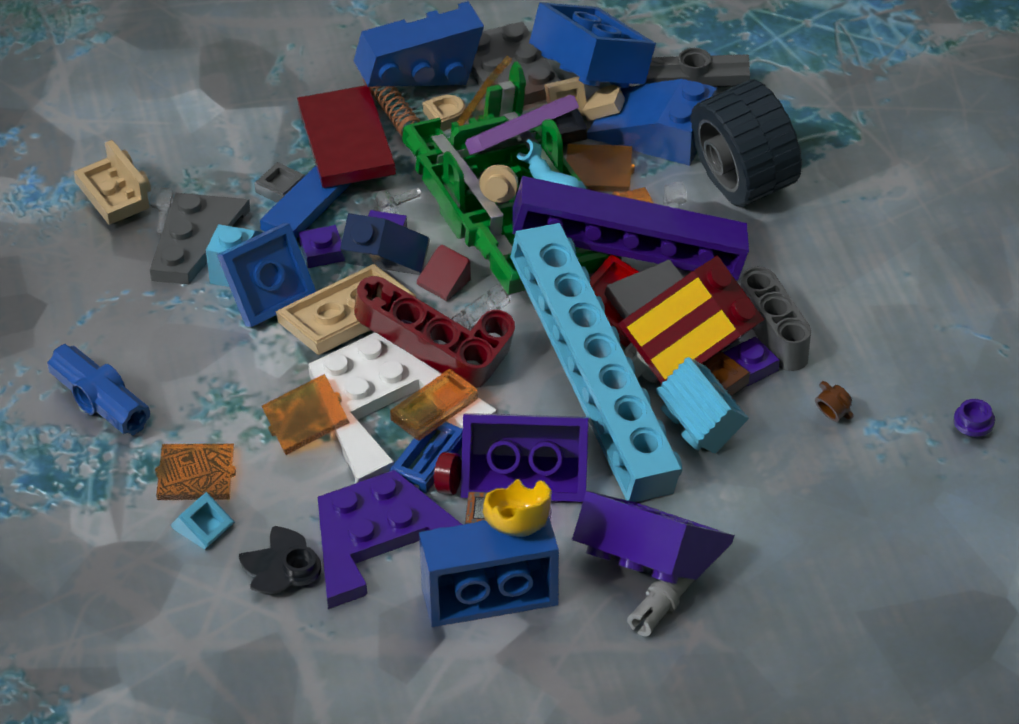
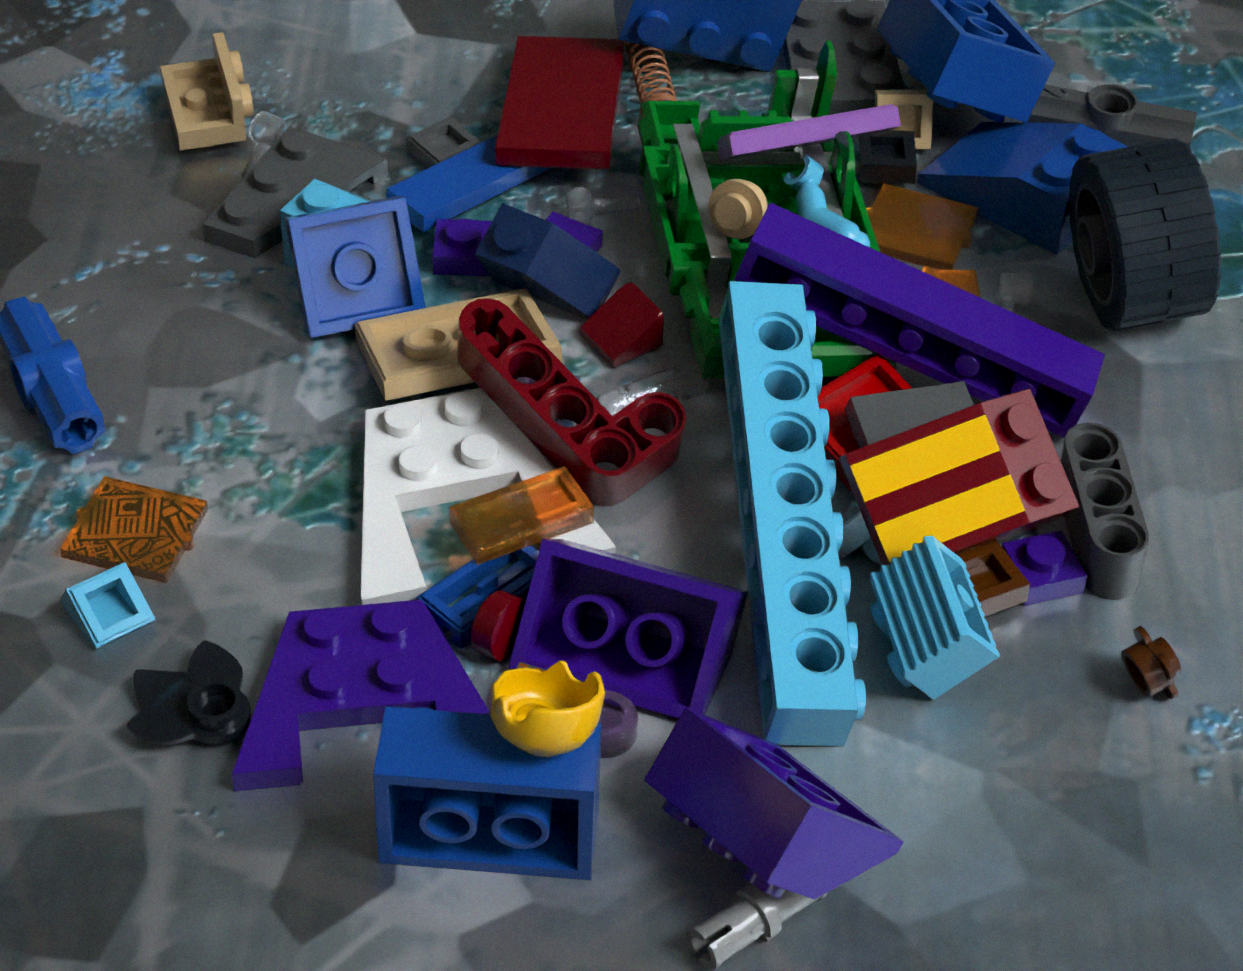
camera: 15 degrees right, 0 degrees up
(305, 414) = (328, 483): clear orange piece -> none
(446, 107) = (723, 94): tan tile -> none
(480, 96) = (759, 97): clear orange piece -> none
(604, 103) = (957, 137): tan tile -> none

